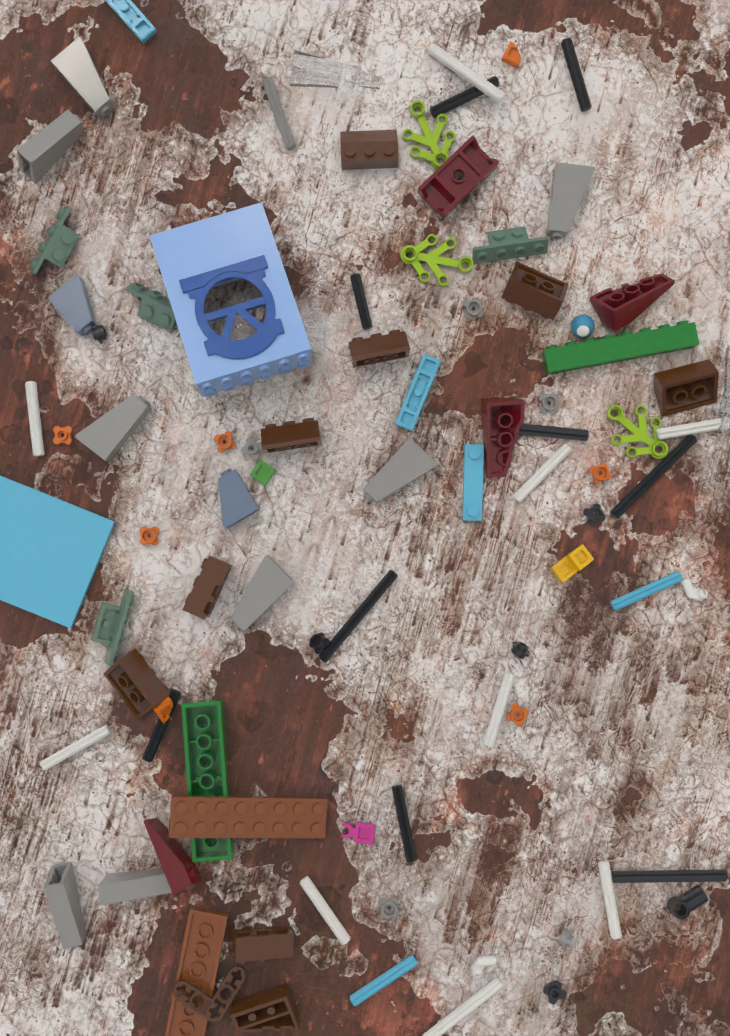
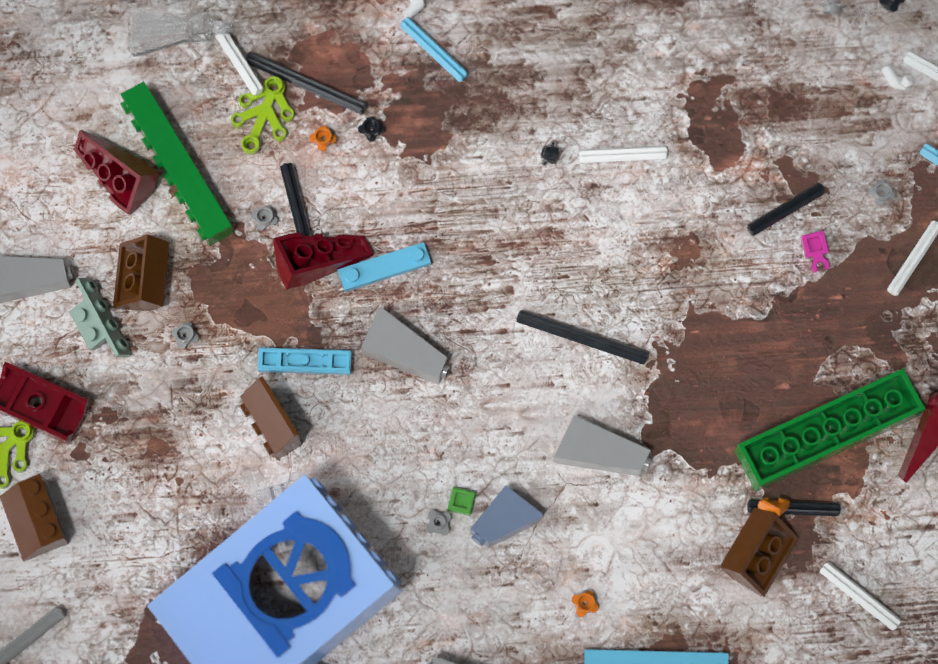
camera: 115 degrees left, 15 degrees down
(110, 625) = (704, 605): sand green bracket -> none
(207, 587) = (617, 511): reddish brown wedge -> none
(229, 444) = (442, 551): orange plate -> none
(247, 817) = (851, 369): dark orange plate -> none
(290, 435) = (407, 480): reddish brown slope -> none
(318, 642) = (626, 372): black plate -> none
(361, 301) = (220, 462): black axle -> none
(433, 258) = (142, 399): lime plant -> none
(522, 714) = (625, 129): orange plate -> none
(542, 472) = (345, 198): white axle -> none
(571, 563) = (433, 134): yellow slope -> none
(582, 326) = (164, 210): dark azure piece -> none
(686, 387) = (194, 81): reddish brown slope -> none

